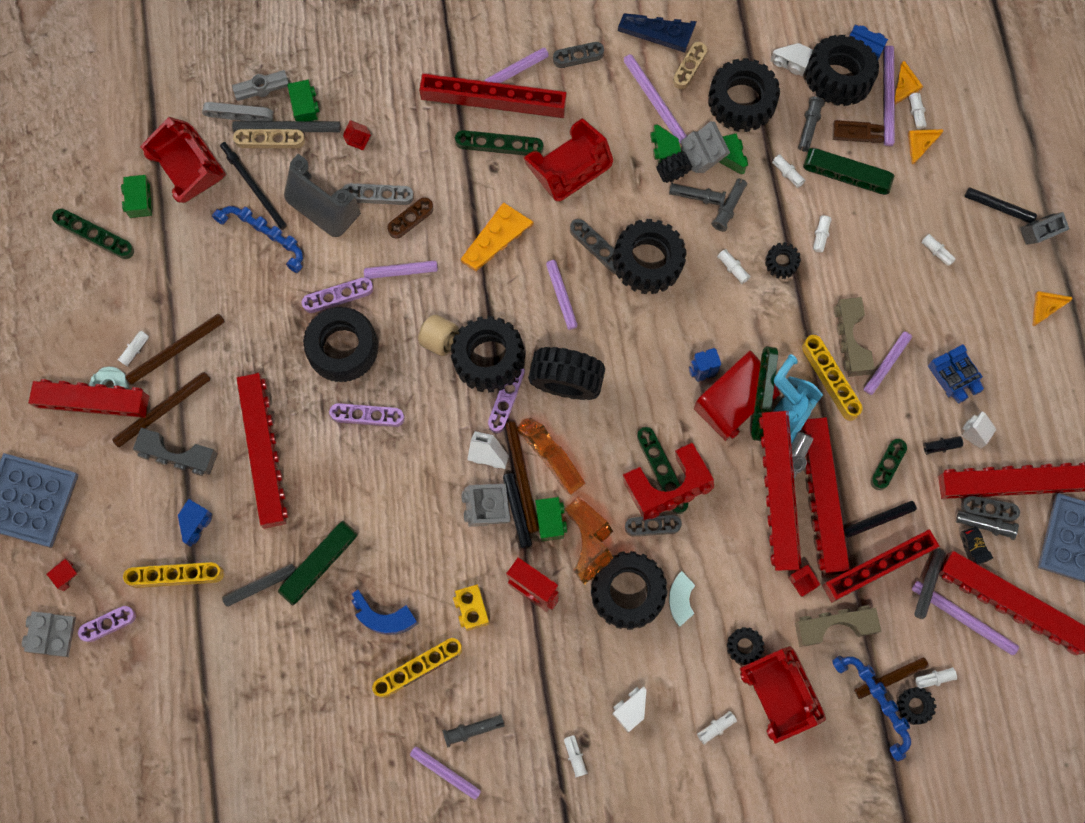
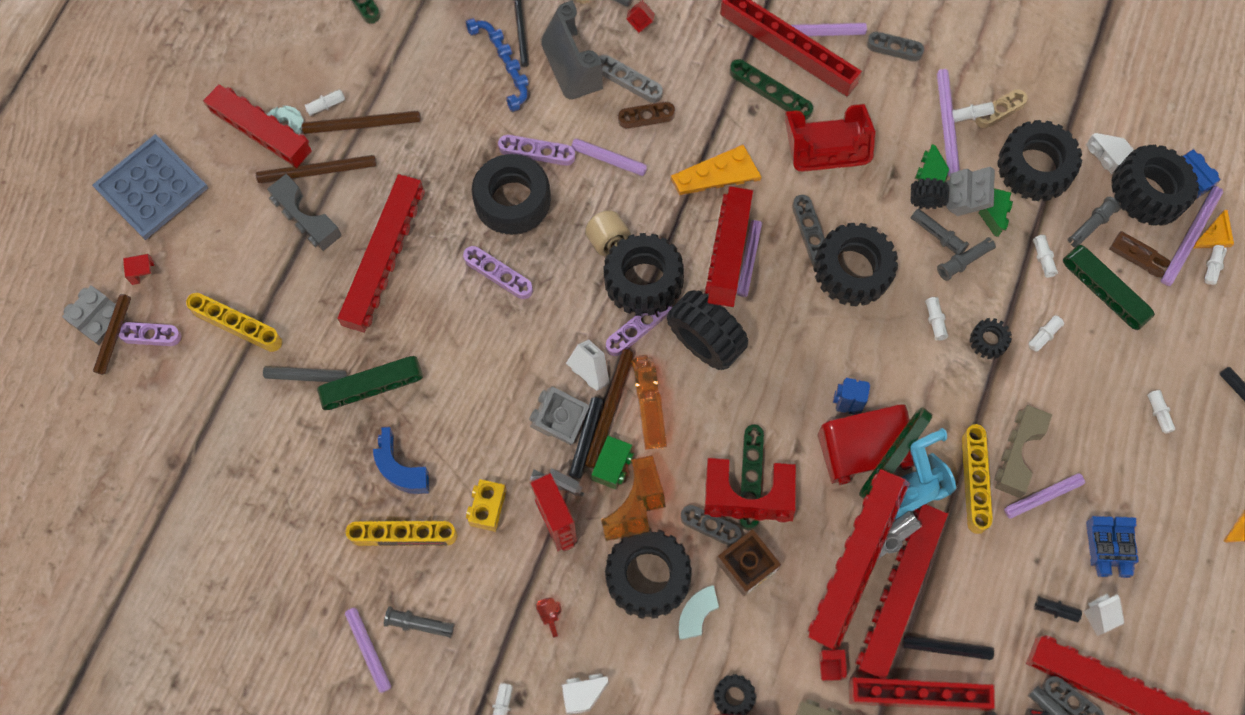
camera: 30 degrees right, 5 degrees down
(76, 641) = (112, 334): none -> reddish brown axle
(192, 520) = (280, 283): blue slope -> none
(526, 555) = (562, 481): none -> light grey piece
(547, 296) = (729, 247): none -> red brick
(568, 662) = (548, 611): none -> clear red piece
(659, 31) = (996, 69): dark blue wing -> none
(670, 80) = (973, 111): none -> white axle
(699, 539) = (748, 562): none -> reddish brown brick
(890, 449) = (998, 584): dark green beam -> none
(921, 141) = (1202, 297): light orange tile -> none

